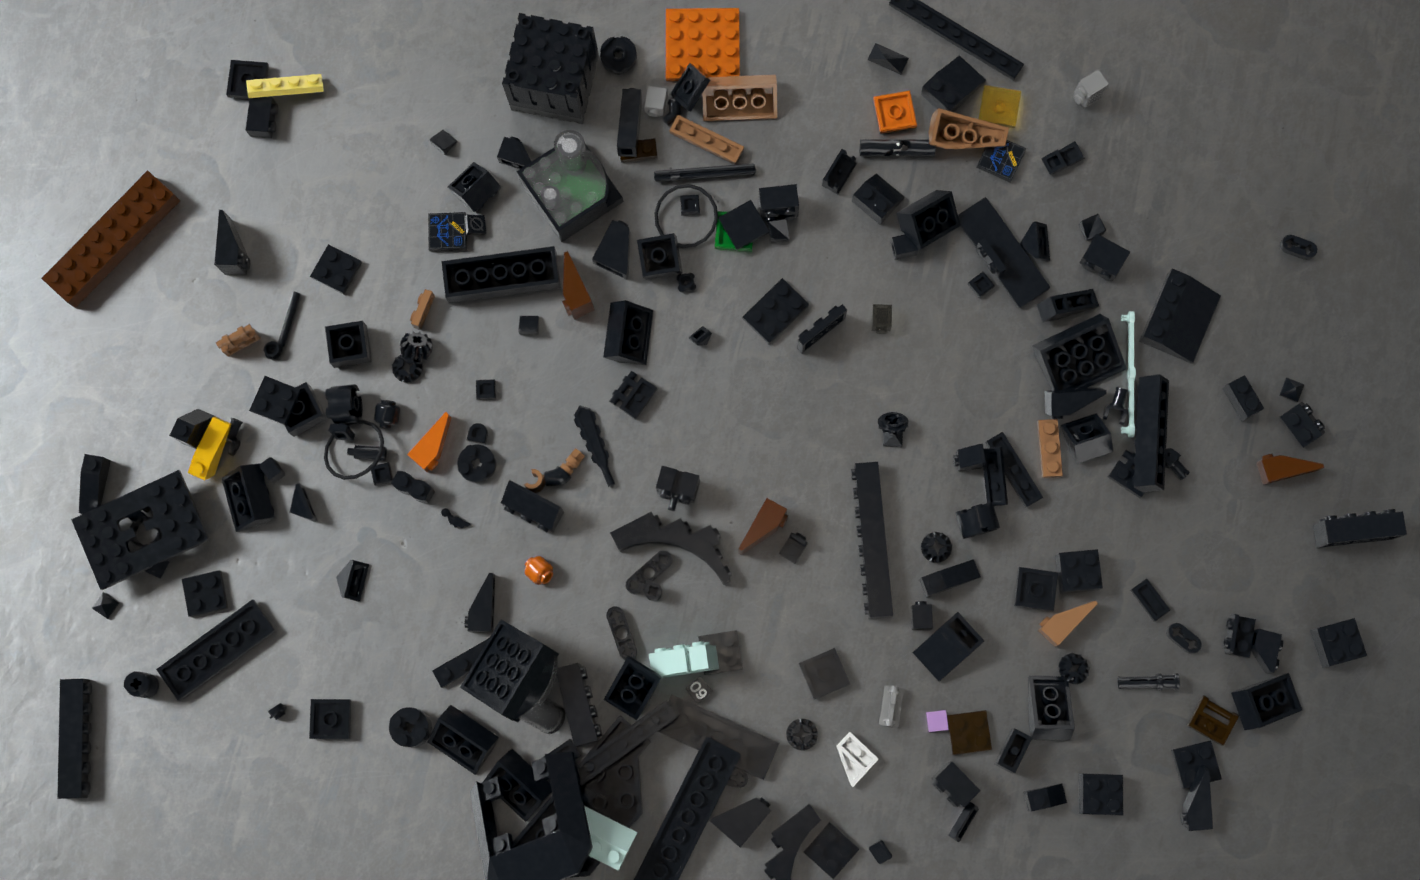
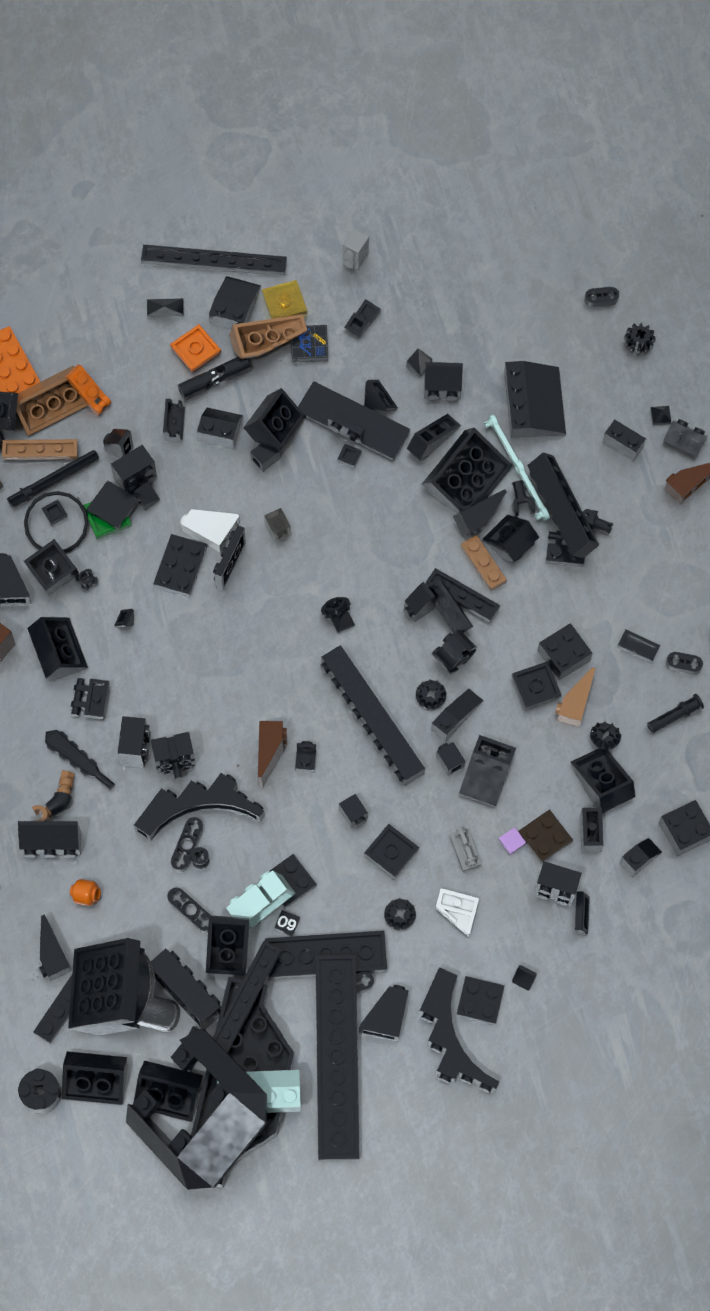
camera: 35 degrees left, 10 degrees down
(648, 456) = (133, 741): none -> black brick
(776, 104) = (87, 389): none -> orange plate
(778, 169) = (118, 442): none -> black slope
(809, 620) = (353, 811): none -> black brick
(820, 289) = (210, 527): none -> white slope
(1317, 301) = (639, 338): none -> black gear

